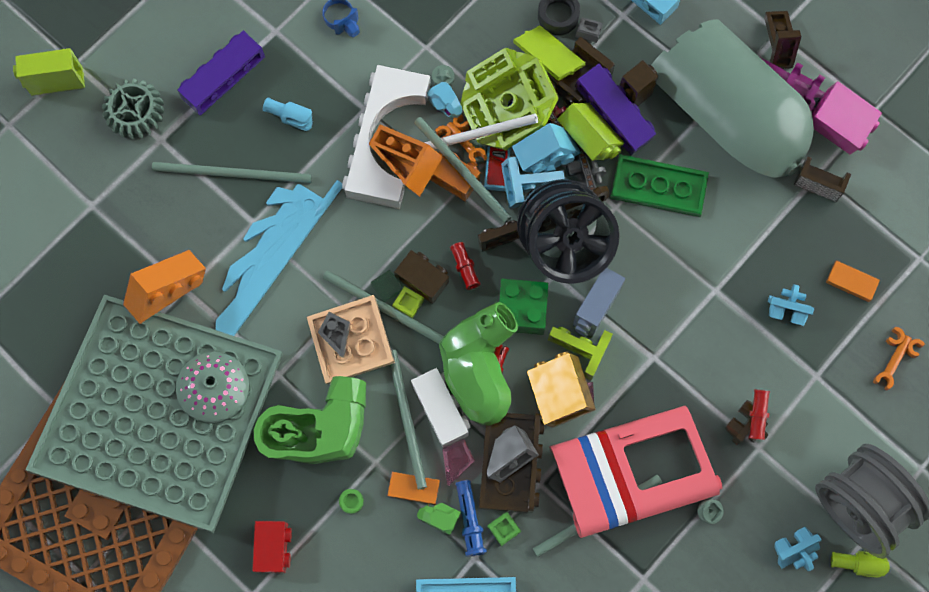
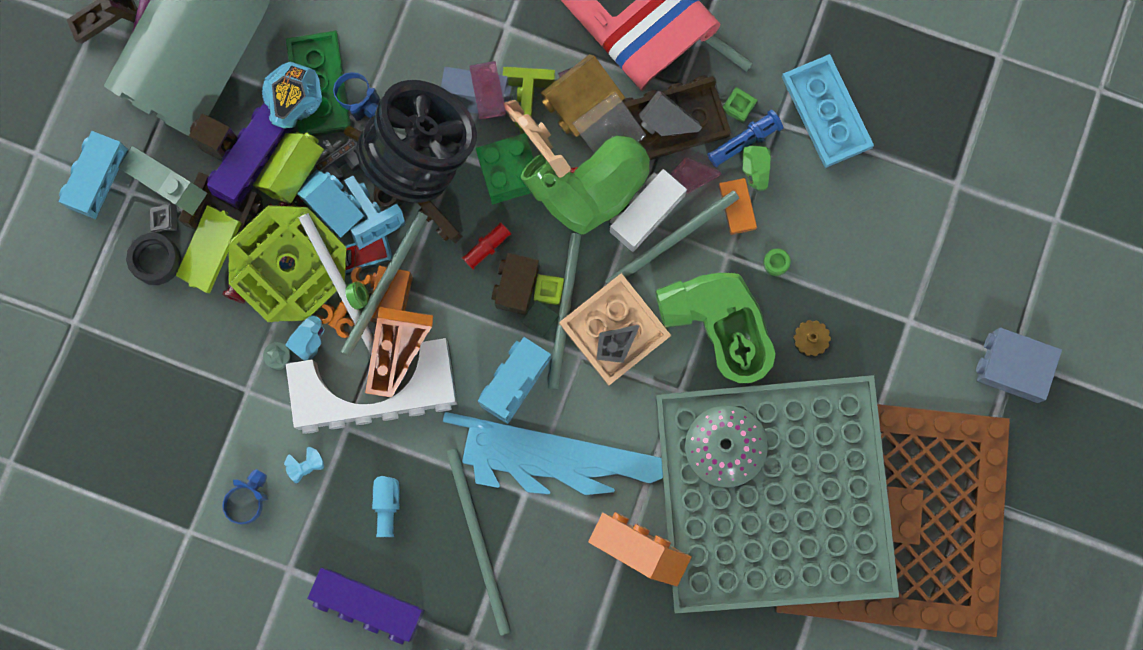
camera: 110 degrees left, 5 degrees up
(271, 547) = (858, 318): red brick -> none
(274, 503) = (812, 338): none -> pearl gold piece
(342, 242) = (514, 380): none -> medium azure wedge
(346, 59) = (297, 471): none -> medium azure piece
(461, 145) = (357, 295): none -> bright green tile
(527, 400) = (606, 121): none -> clear plate
(531, 324) = (539, 136): none -> light nougat plate
(589, 303) = (487, 90): none -> clear pink plate
(616, 34) = (162, 180): none -> sand green slope
(622, 215) = (364, 108): none -> blue piece
(653, 155) = (291, 94): none -> helmet

